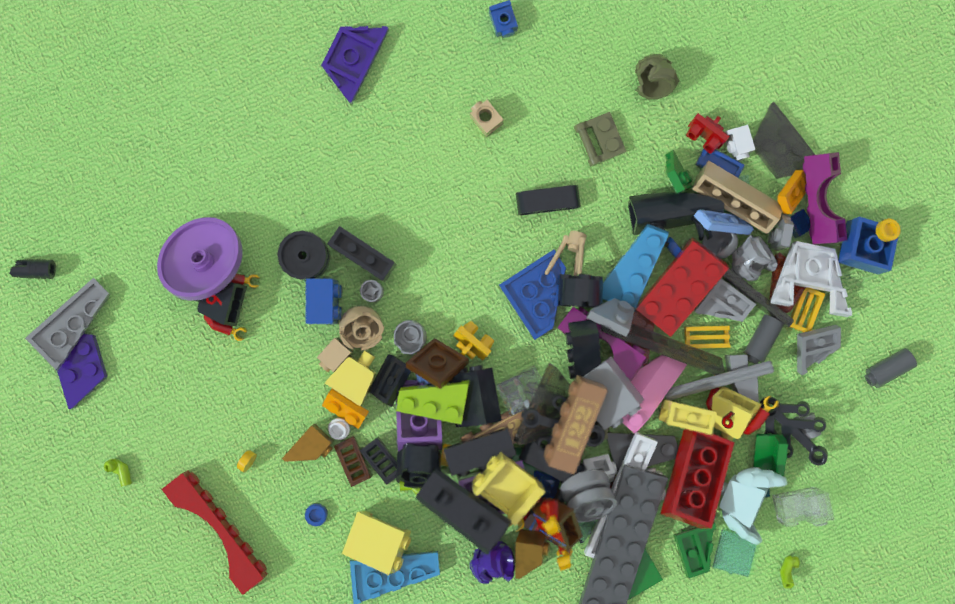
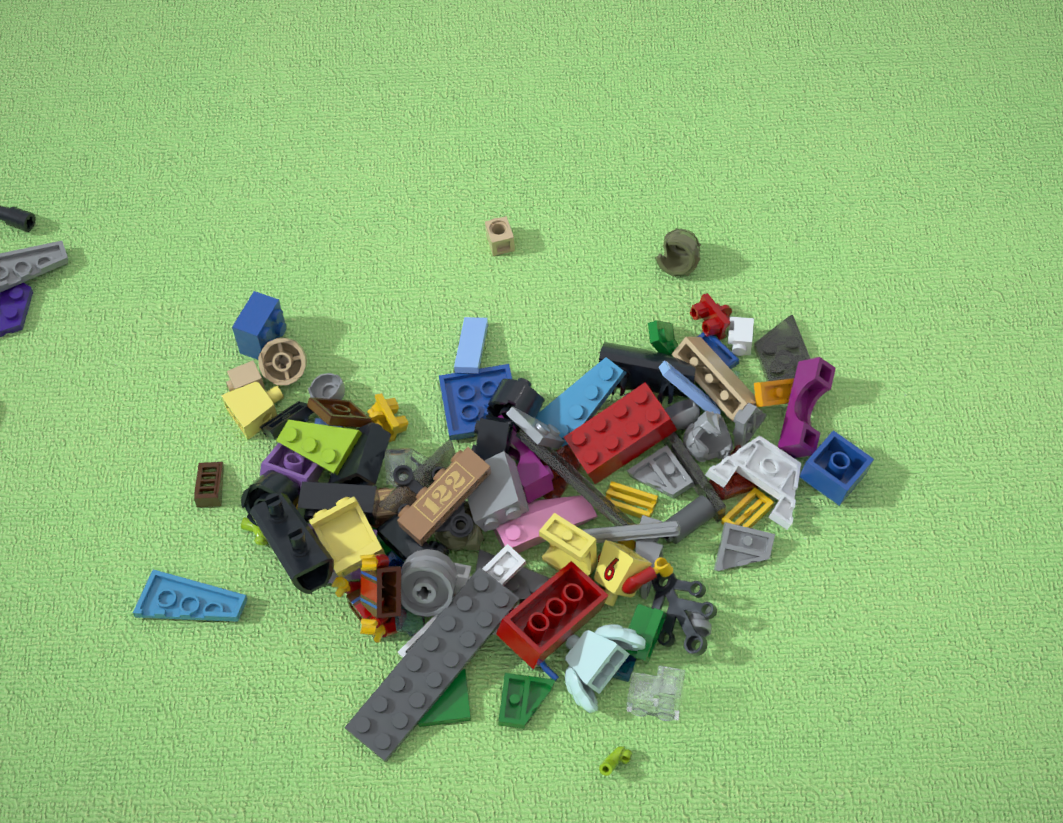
camera: 30 degrees right, 30 degrees down
(187, 494) = (44, 535): red arch -> none
(199, 259) = (167, 252): medium lavender dish -> none
(224, 308) = (167, 296): black torso -> none
(246, 461) = (106, 443): yellow tile -> none
(291, 256) = (265, 276): black wheel -> none
(310, 446) = (173, 451): pearl gold slope -> none
(316, 514) = (145, 519): blue tile -> none
(339, 428) = (212, 448): white plate -> none
(345, 408) = (229, 431): light orange plate -> none
(352, 57) = (401, 150): dark purple wing -> none
(362, 254) = (320, 303): black brick -> none
(371, 291) = (312, 339): light grey wheel -> none
(376, 543) = (190, 558): light yellow panel -> none
(383, 449) = (232, 477): black slope -> none
(496, 564) = (297, 622): dark purple helmet -> none
(499, 11) = (556, 164): blue brick -> none
(512, 242) = (471, 345): none -> light blue tile
(530, 551) = (338, 624): pearl gold slope -> none
(548, 200) = (525, 322): black beam -> none
(575, 243) = (532, 367): tan plant -> none
(606, 136) = (610, 291): olive plate -> none
(734, 554) = (563, 725): clear light blue piece -> none
(801, 223) = (771, 428): clear blue slope -> none
(888, 230) = (858, 452): yellow tile -> none
(890, 368) = (815, 596): dark grey brick -> none

